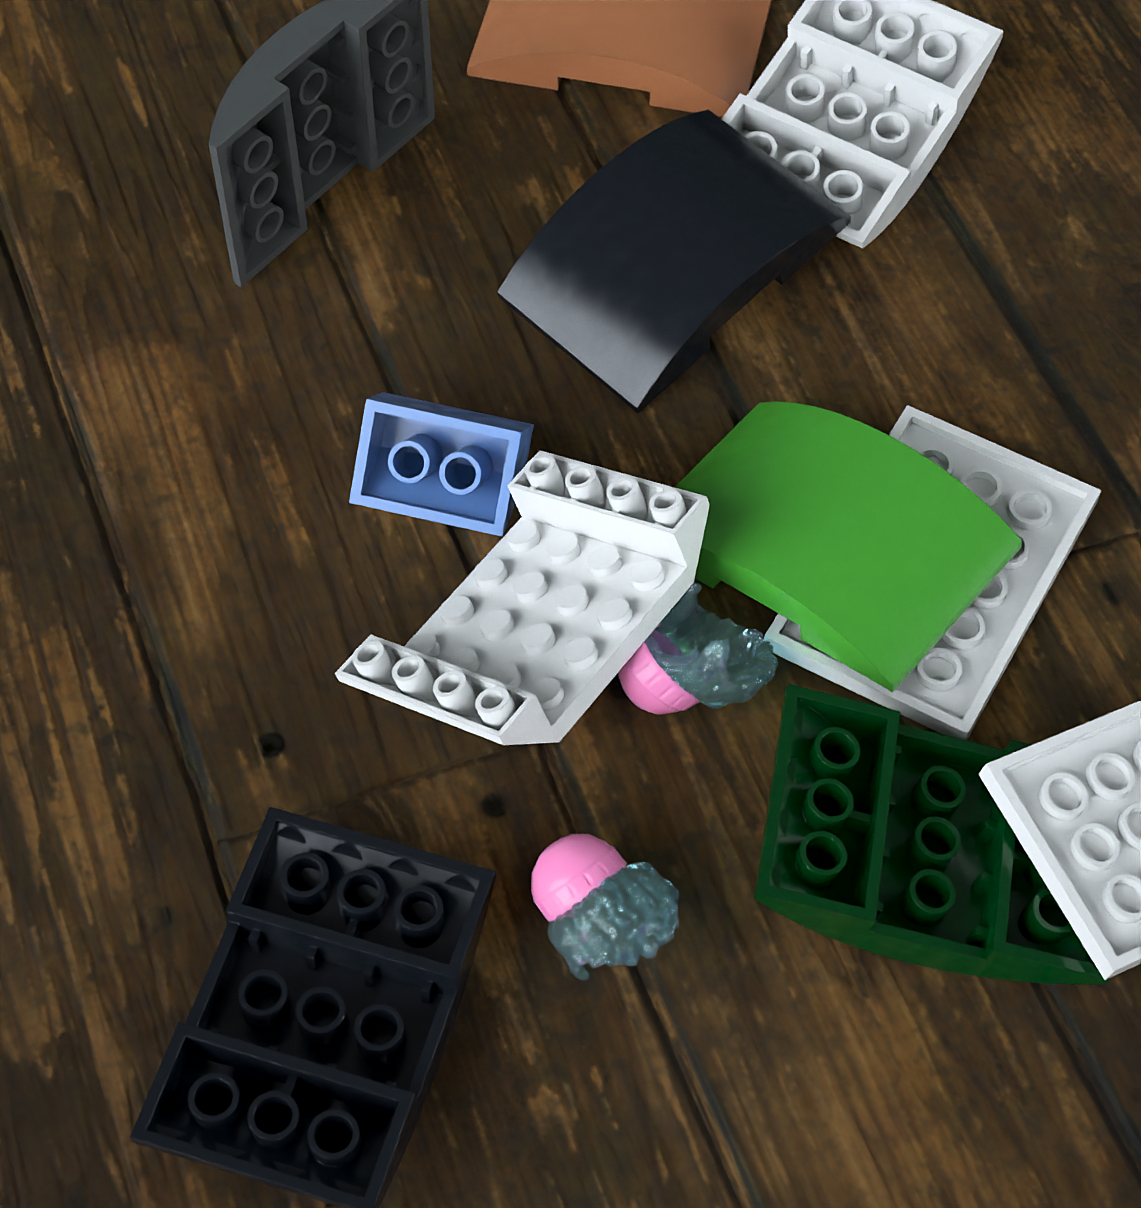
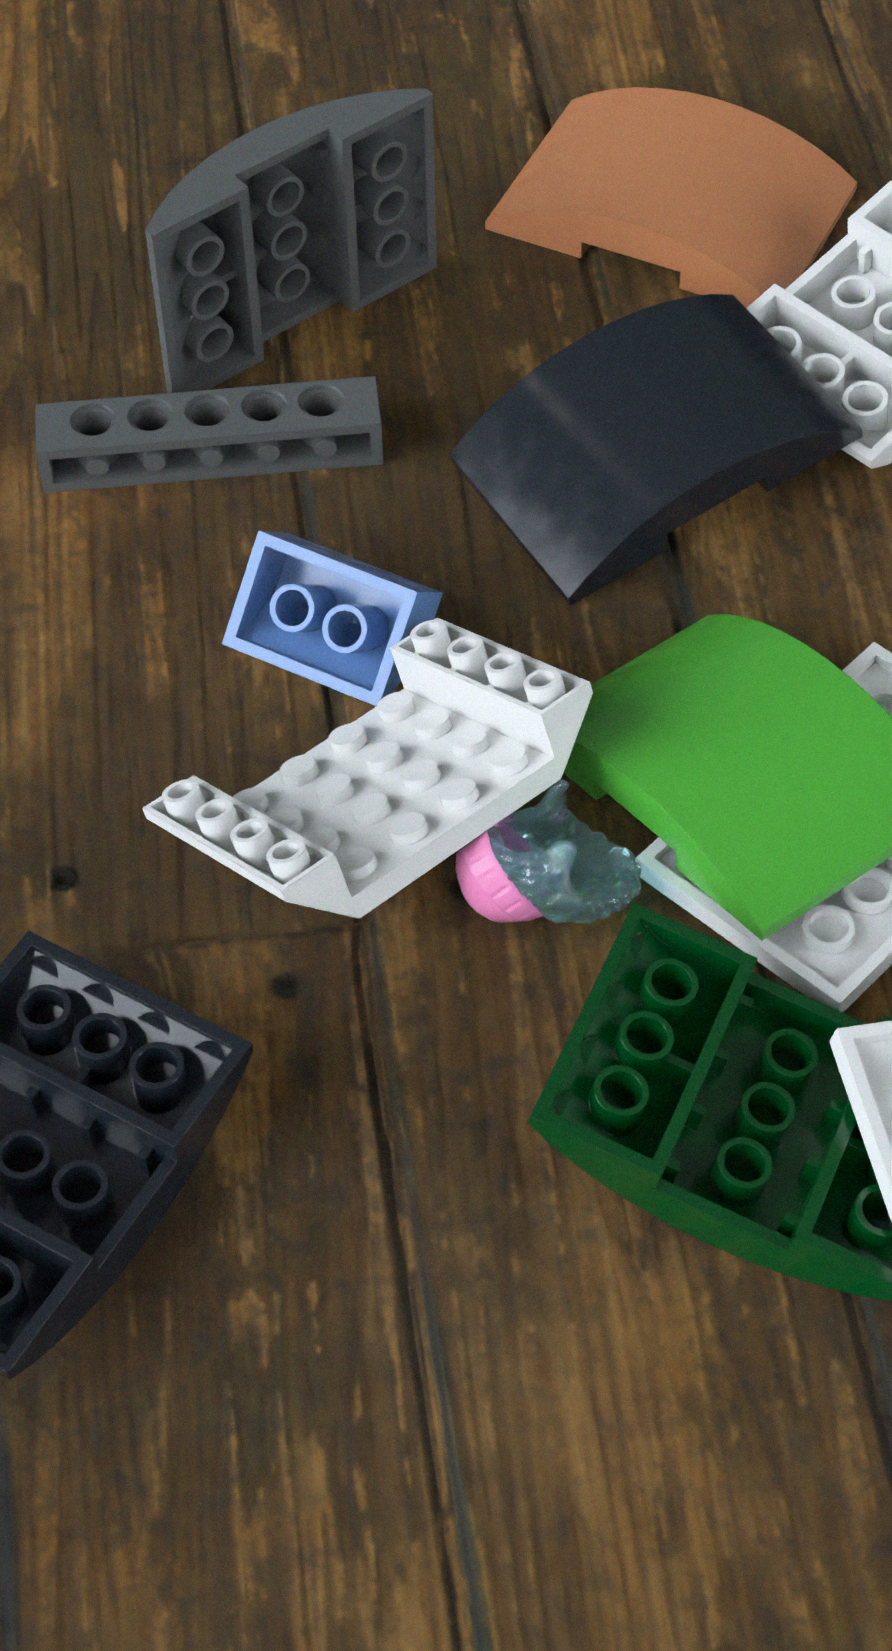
camera: 15 degrees right, 5 degrees down
(284, 309) = (208, 434): none -> dark grey brick
(602, 905) = (361, 1100): clear light blue hair -> none

